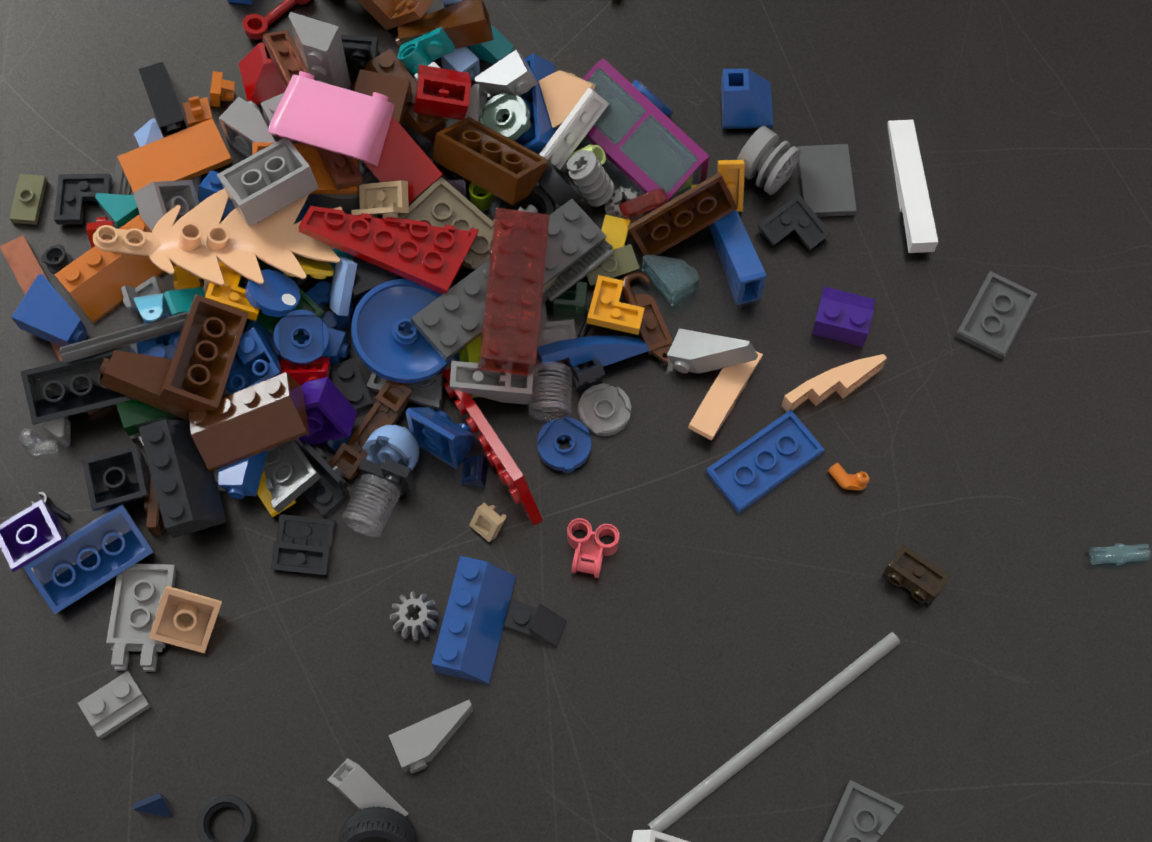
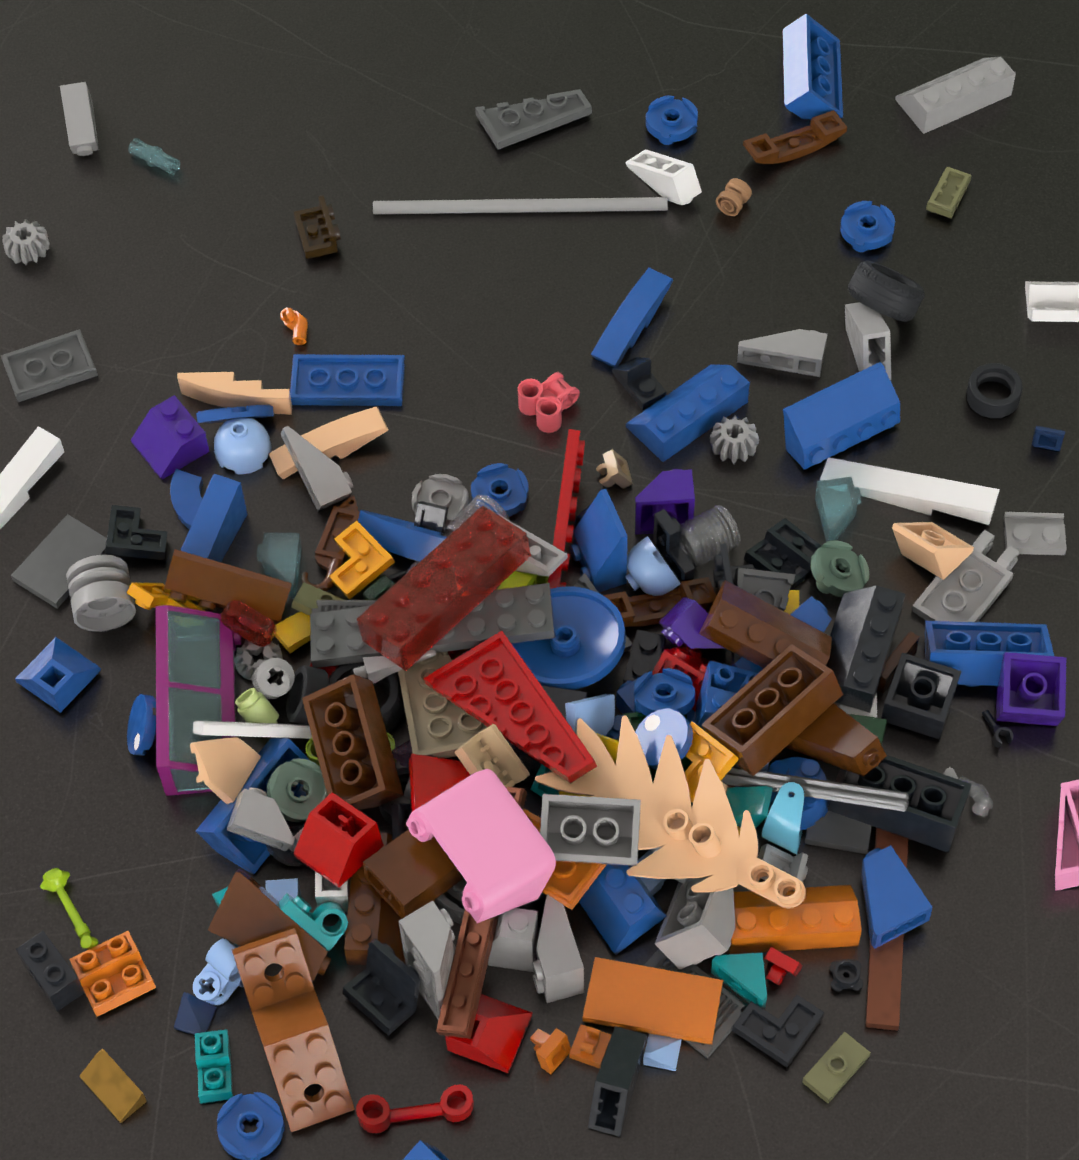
camera: 140 degrees left, 10 degrees down
(234, 550) = (829, 578): none -> sand green plate
(238, 670) = (916, 491): none -> white slope
(288, 611) = (836, 505): none -> clear light blue slope
(332, 688) = (841, 416): none -> blue slope
(417, 508) = (668, 491): none -> dark purple slope
(585, 677) = (632, 317): none -> blue slope
(788, 283) = (186, 495): none -> blue tile
(788, 348) = (242, 445): none -> light blue cylinder
(811, 355) = (224, 414): none -> blue tile
(1115, 395) = (25, 242): none -> light grey gear

